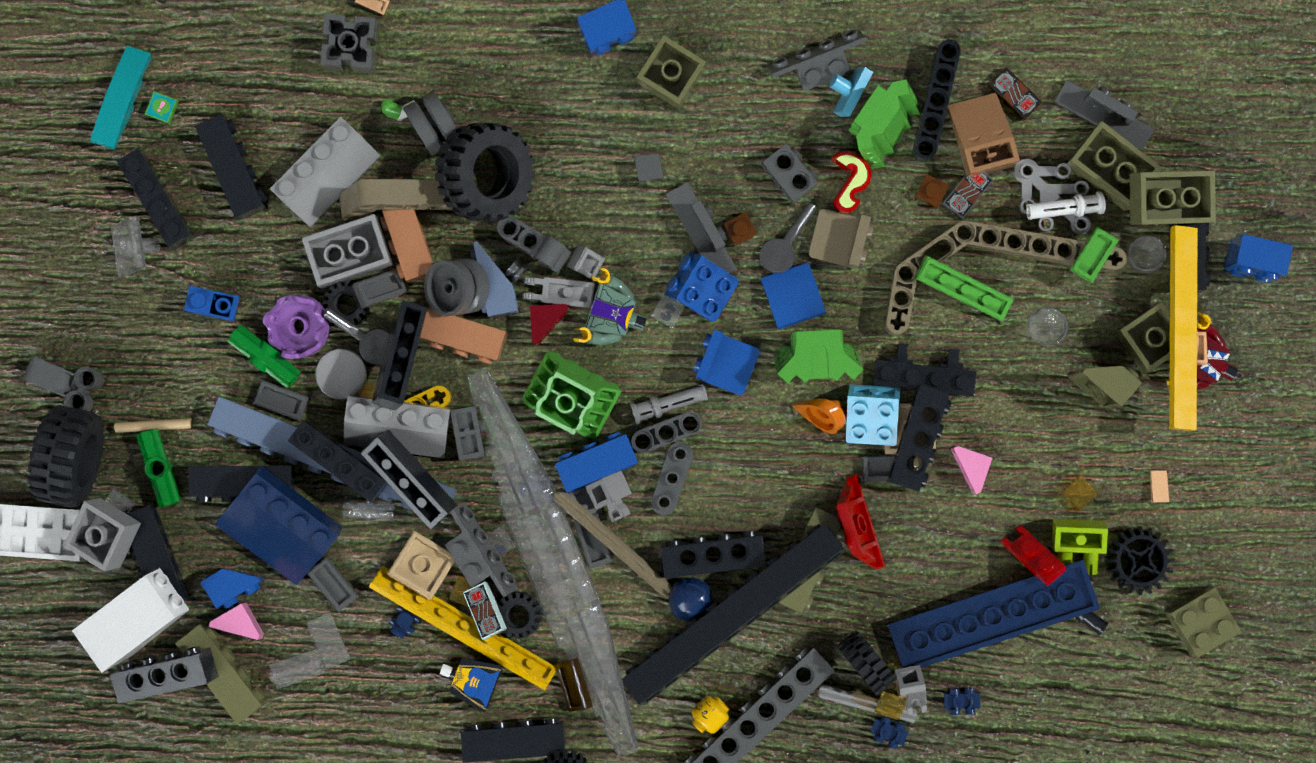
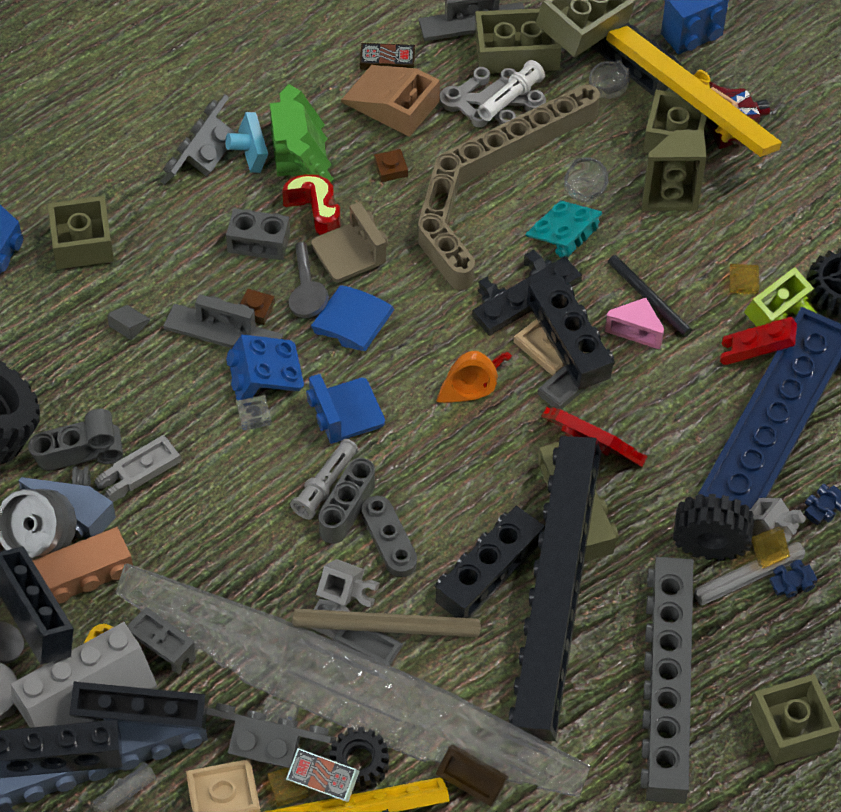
camera: 45 degrees left, 30 degrees down
(544, 320) = (143, 497): dark red slope -> none
(570, 396) = (228, 537): bright green slope -> none
(585, 261) = (139, 430): light grey slope -> none
(596, 462) = (295, 580): blue brick -> none
(611, 312) = (201, 442): torso -> none
(689, 598) = (504, 615): dark blue hair -> none
(710, 714) = (623, 692): yellow head -> none
(817, 356) = (417, 329): bright green slope -> none
(872, 415) = (516, 348): medium azure bracket -> none
(939, 89) = (329, 101): black beam -> none
(963, 288) = (489, 202): bright green tile -> none
(967, 194) = (421, 147): tile -> none
(999, 346) = (566, 226): none -> teal hinge
(1004, 449) = (646, 292): none -> black bar
(1094, 255) = (568, 101): bright green tile -> none
(1159, 486) = (800, 228): light nougat piece -> none

